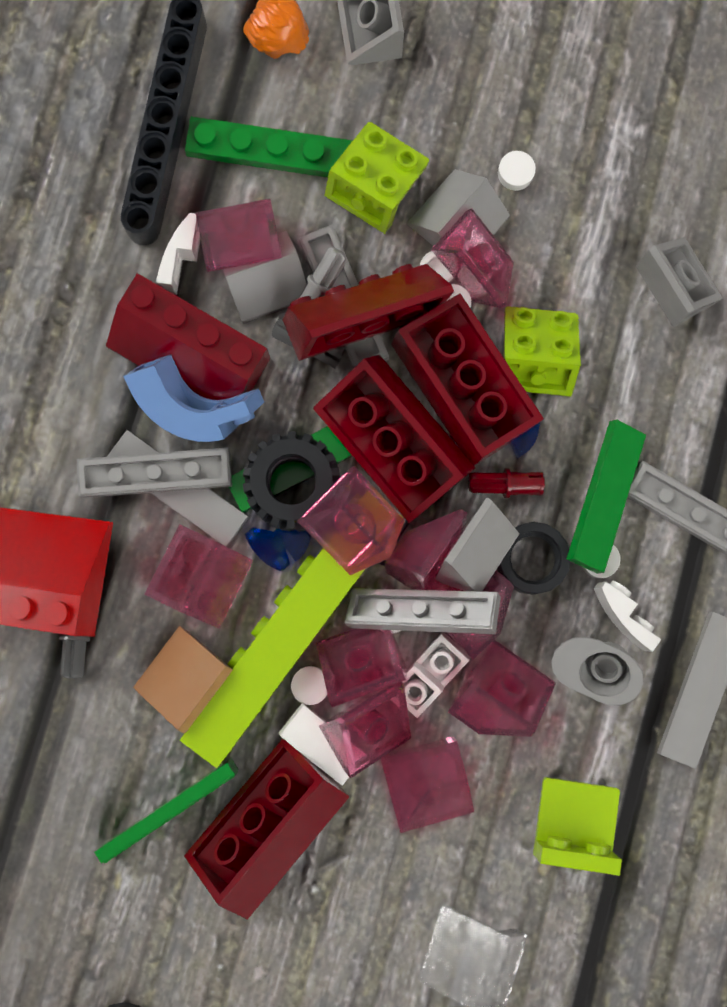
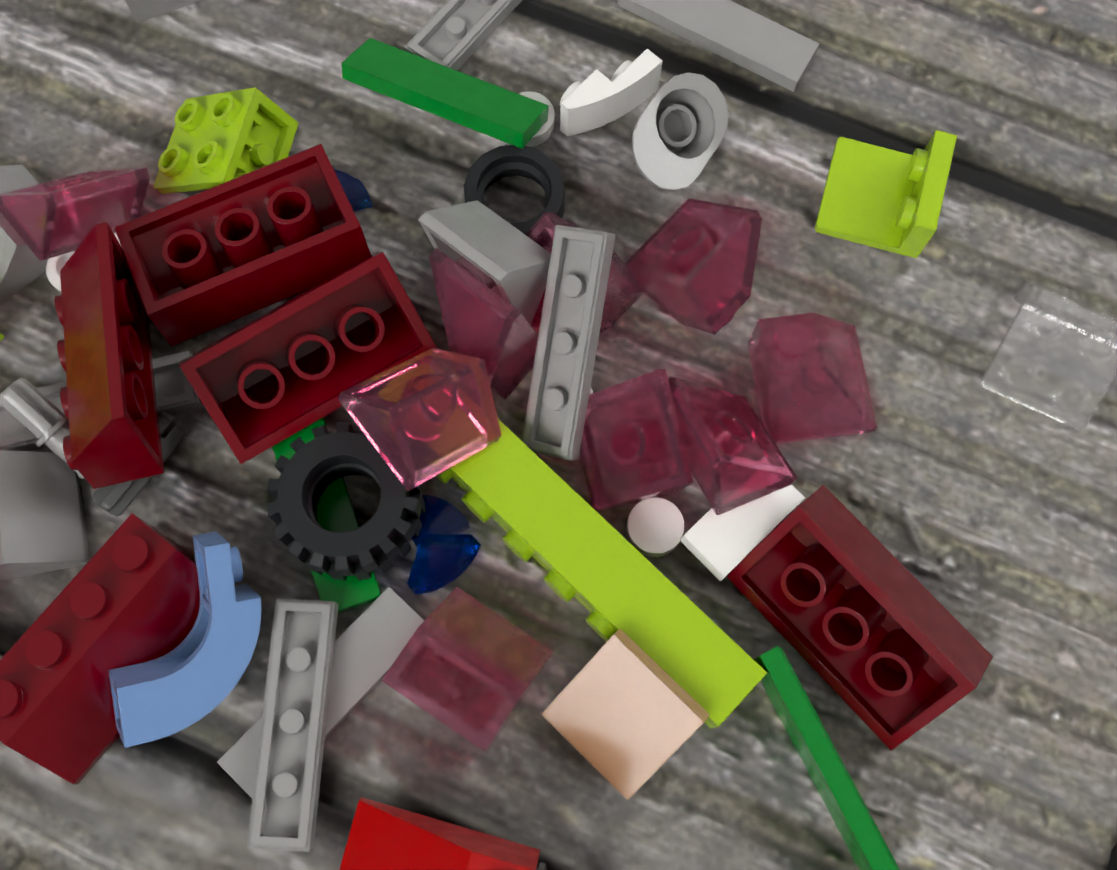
camera: 80 degrees left, 10 degrees down
(432, 673) = (648, 345): white slope -> none
(507, 483) = (403, 215): dark red axle -> none

